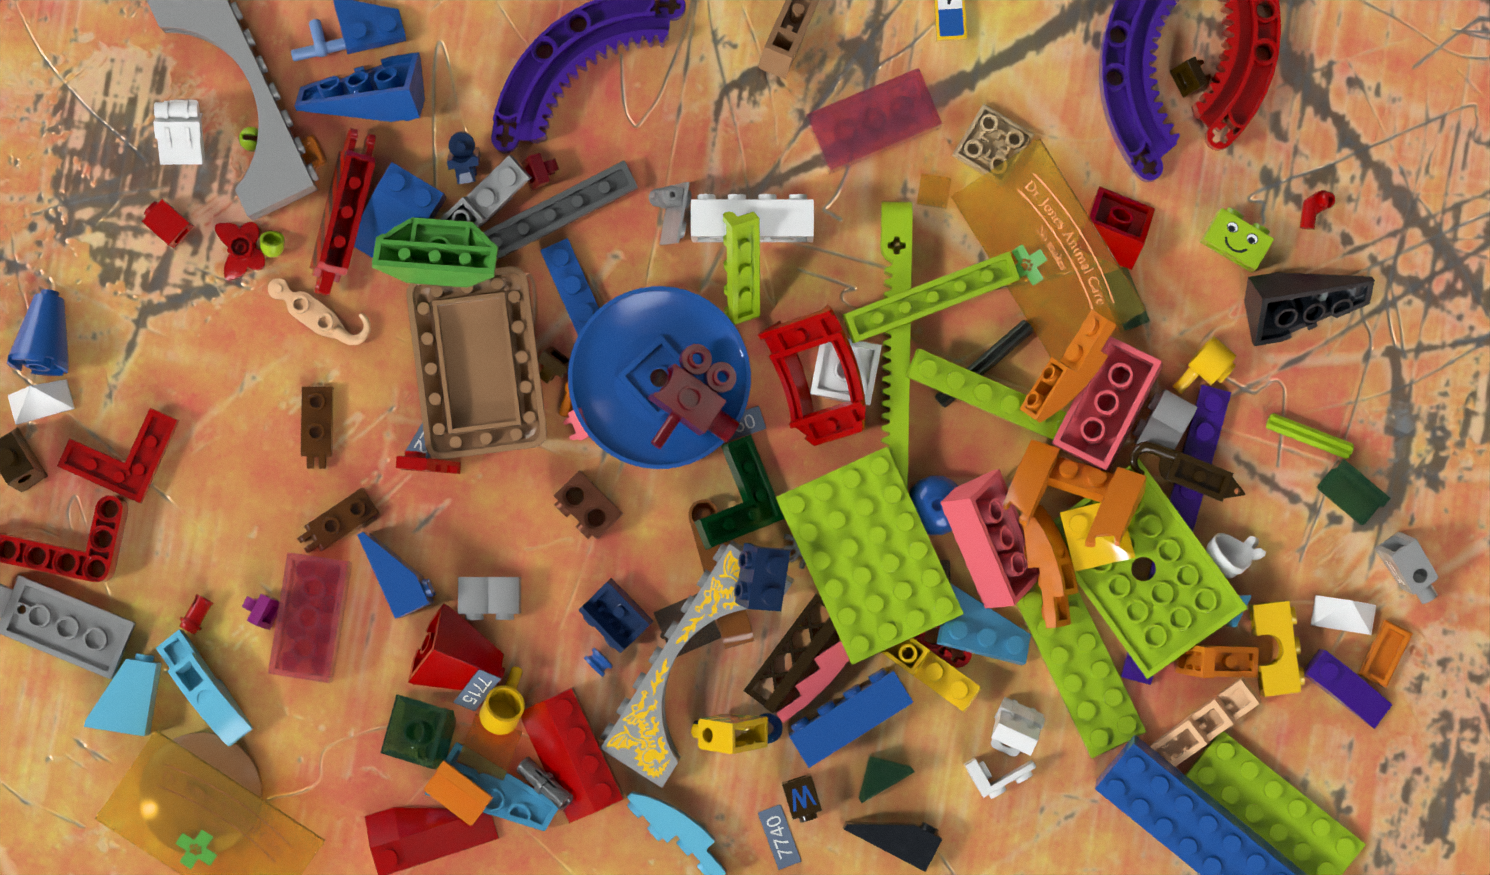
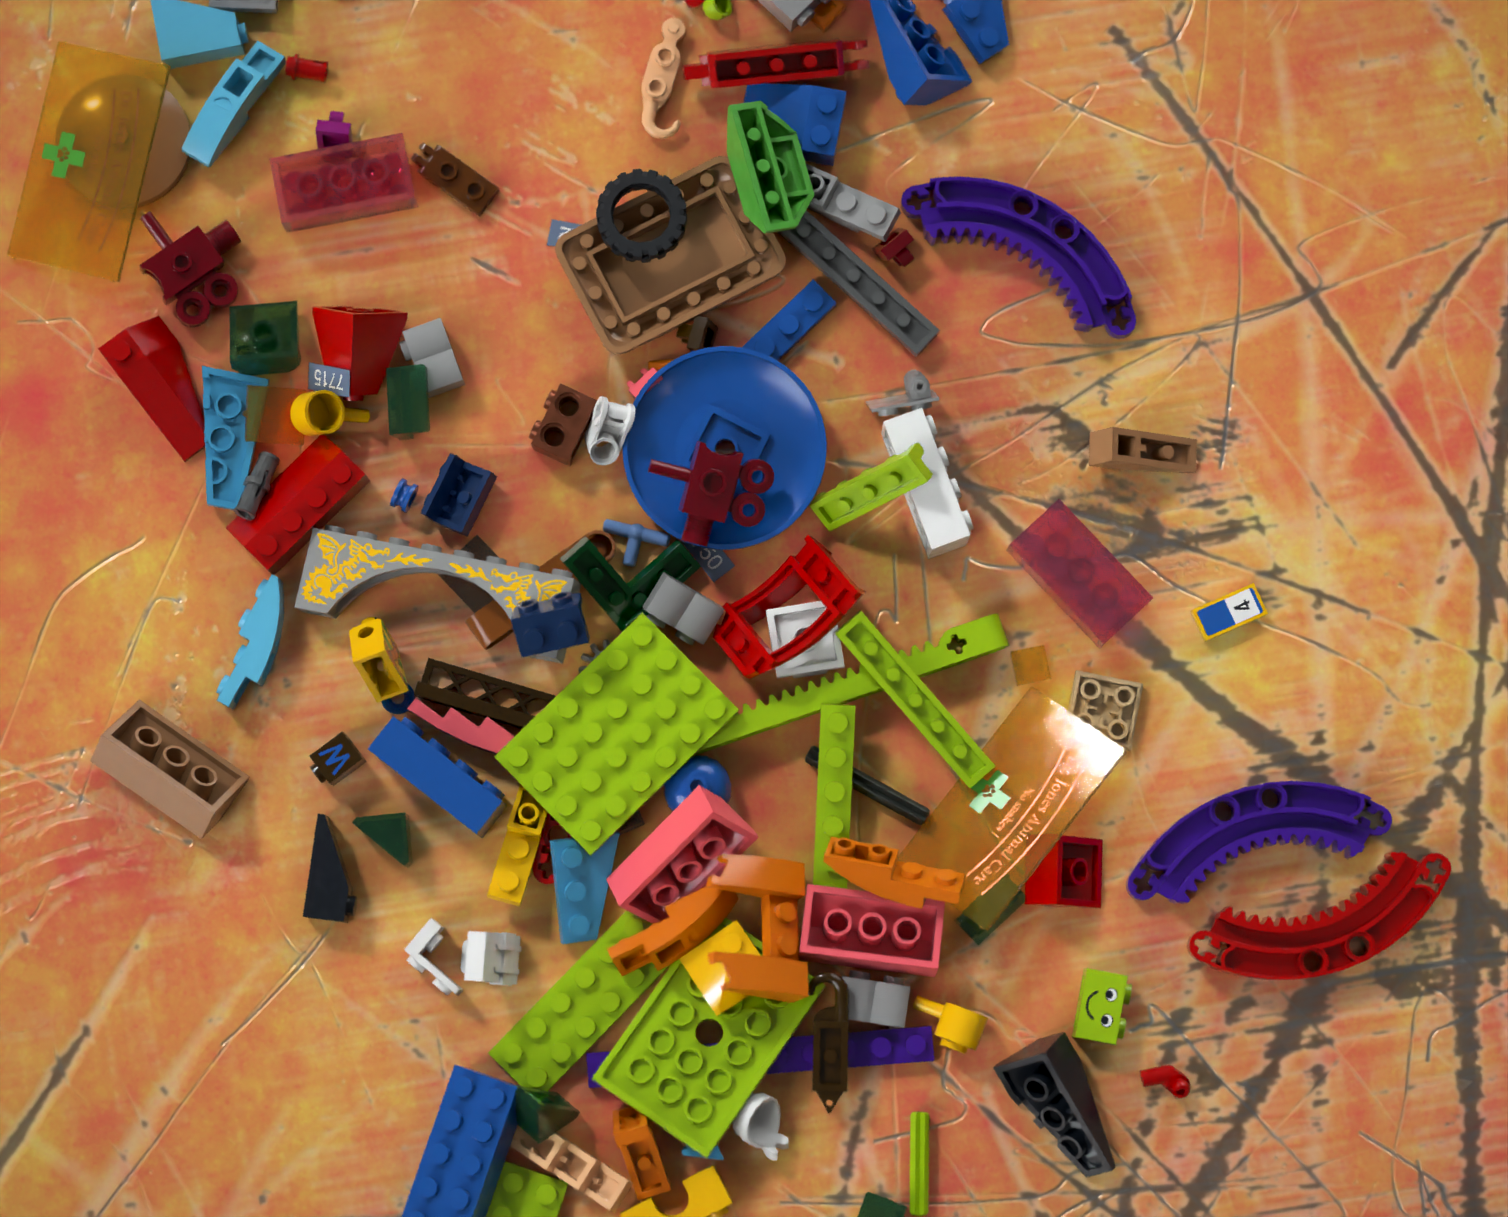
camera: 70 degrees right, 5 degrees down
(317, 424) = (547, 120): reddish brown hinge -> none
(331, 773) = (188, 264): none -> dark red piece
(401, 583) = (412, 259): blue slope -> none
(410, 354) = (638, 181): none -> black tyre
(418, 462) = (545, 234): red wing -> none
(458, 793) = (215, 399): orange panel -> none
(463, 157) = (878, 163): dark blue hips -> none
(520, 629) = (408, 401): none -> clear green panel
(608, 469) = (608, 424): none -> white piece
(702, 479) = (635, 534): none -> medium blue piece
(779, 837) = (287, 752): sand blue sticker -> none
(782, 463) = (683, 609): none -> light grey brick
(1159, 729) = (542, 1112): none -> clear green slope
(1190, 76) = (1255, 892): dark brown tile -> none

